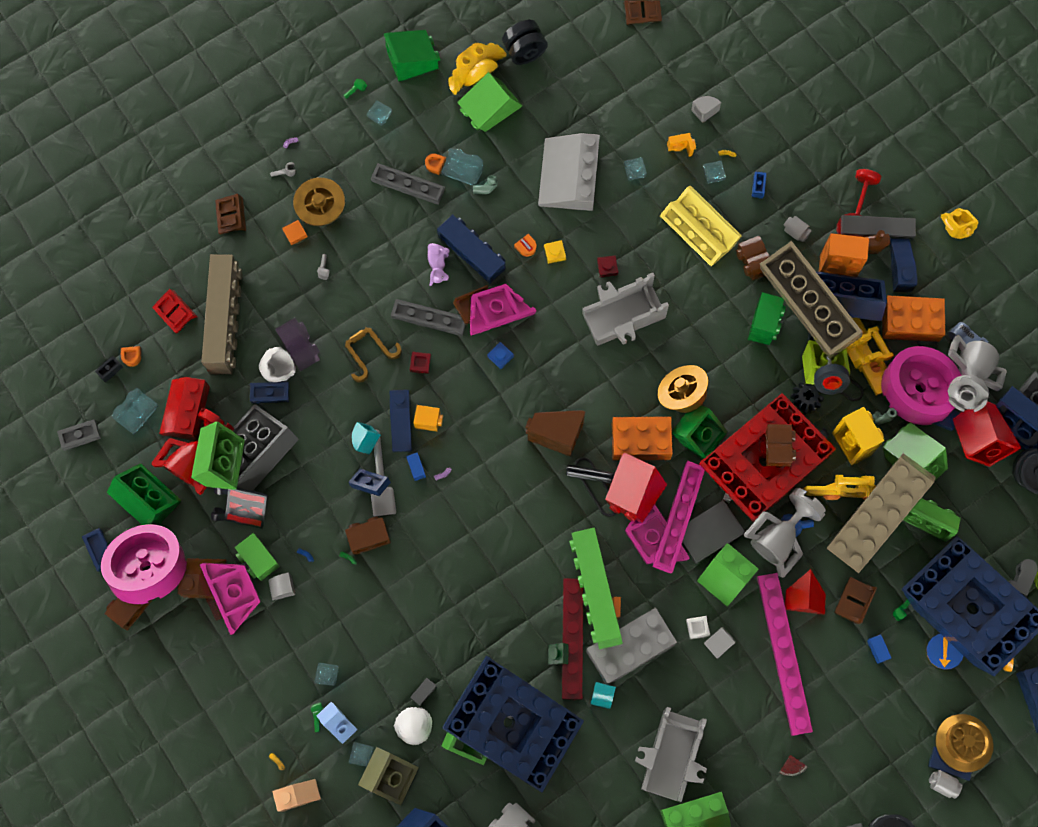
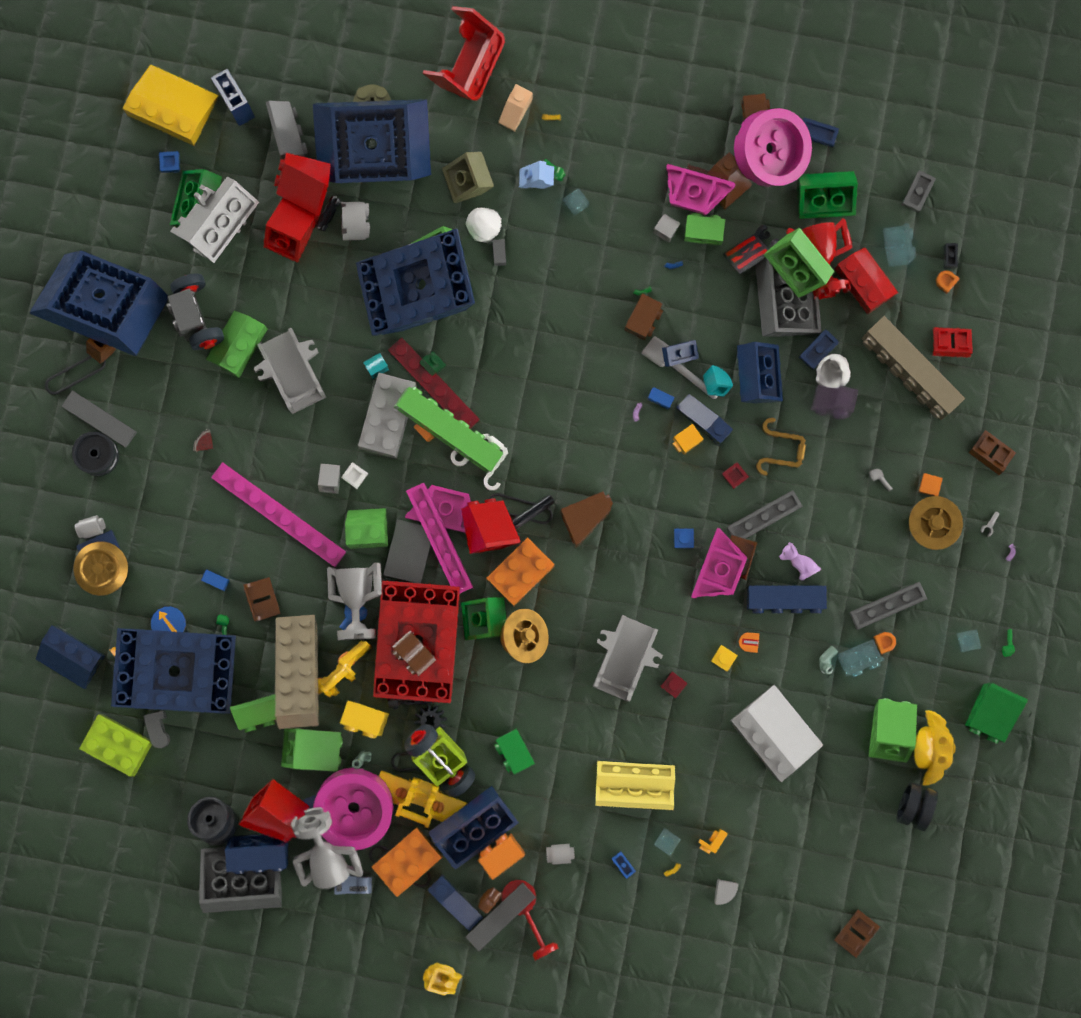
camera: 130 degrees right, 10 degrees up
(328, 416) = (759, 372): none -> dark blue slope
(361, 754) = (500, 174): clear light blue plate -> none
(569, 554) = (488, 475): none -> white piece
(635, 168) = (730, 787): clear light blue plate -> none
(752, 253) = (569, 797): reddish brown brick -> none
(806, 595) = (298, 569): red slope -> none
(811, 300) = (490, 785): dark tan brick -> none

